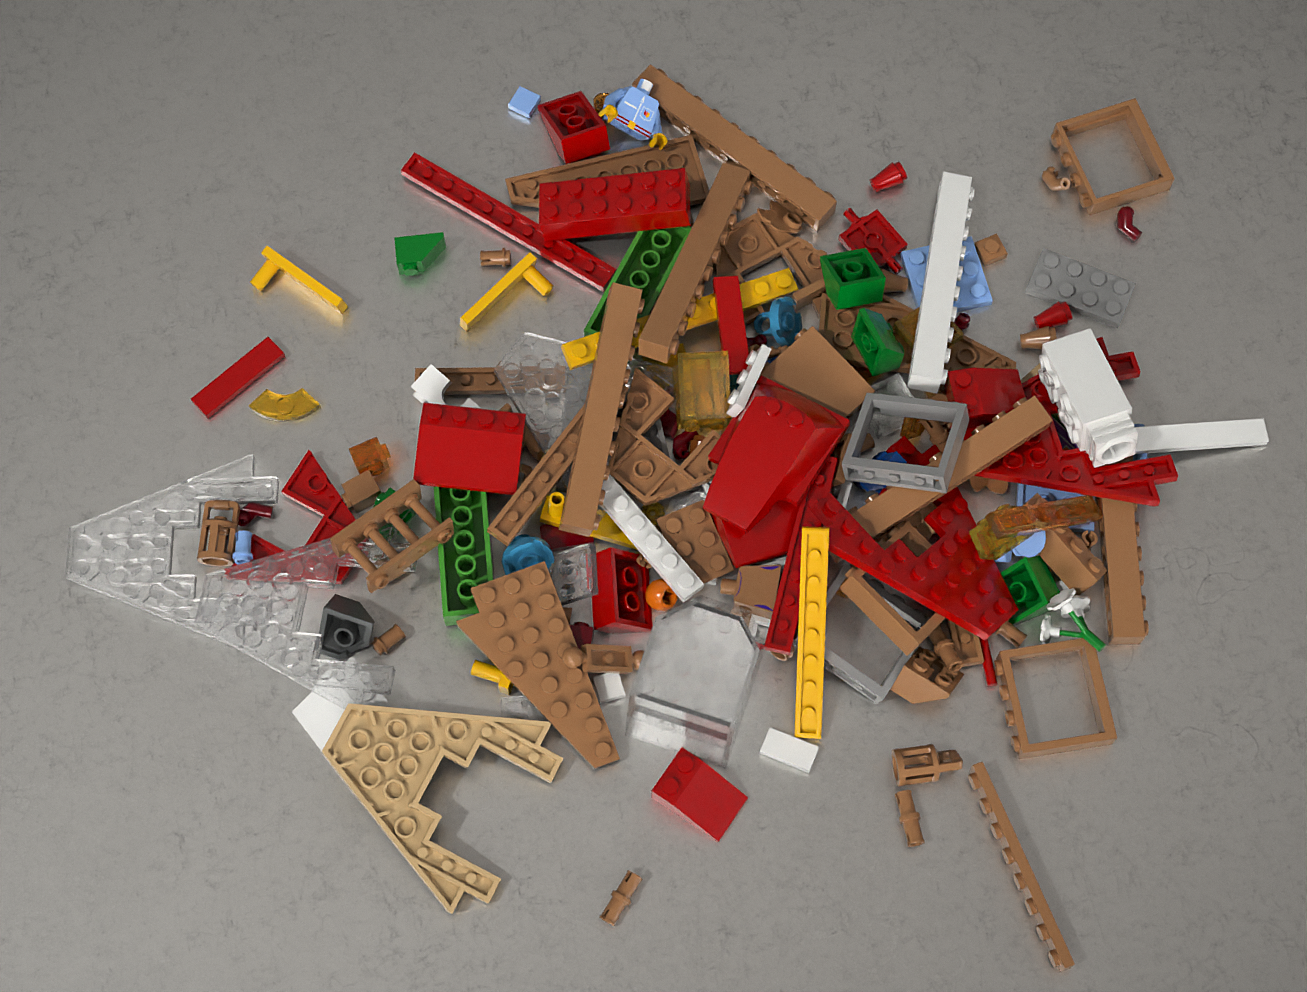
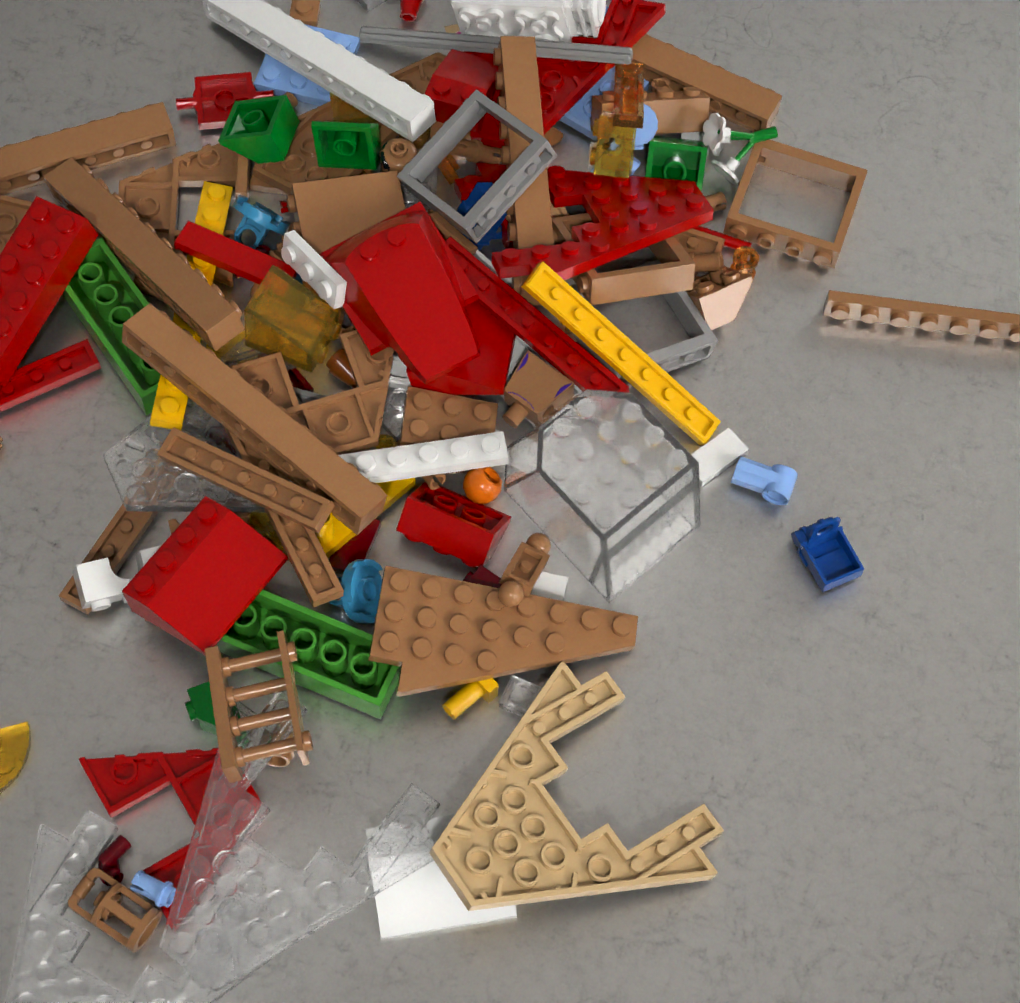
camera: 65 degrees left, 5 degrees down
(344, 627) = (321, 819): dark grey slope -> none
(360, 492) = (168, 726): medium nougat brick -> none
(370, 456) = (135, 696): clear orange brick -> none
(388, 640) = (360, 785): medium nougat pin -> none
(524, 269) = (20, 428): yellow piece -> none
(551, 432) = (246, 480): none -> medium nougat plate
(575, 573) = (410, 547): clear plate -> none
(620, 898) = (787, 695): medium nougat pin -> none
(681, 445) = (324, 383): dark red arm -> none
(698, 794) = (714, 564): red slope -> none
(754, 872) = (827, 553): none -> blue piece
(781, 218) = (149, 160): medium nougat plate -> none
(790, 802) = (772, 482): none -> light blue piece
(890, 176) = (166, 50): red cone -> none
(891, 383) = (396, 154): none -> medium nougat head
(909, 818) = (845, 387): medium nougat pin -> none
(923, 773) = (801, 335): medium nougat piece -> none
(976, 683) = (740, 260): none -> clear orange bush
(1036, 338) = (429, 17): medium nougat cone -> none
(1038, 389) = (486, 44): none -> light grey axle

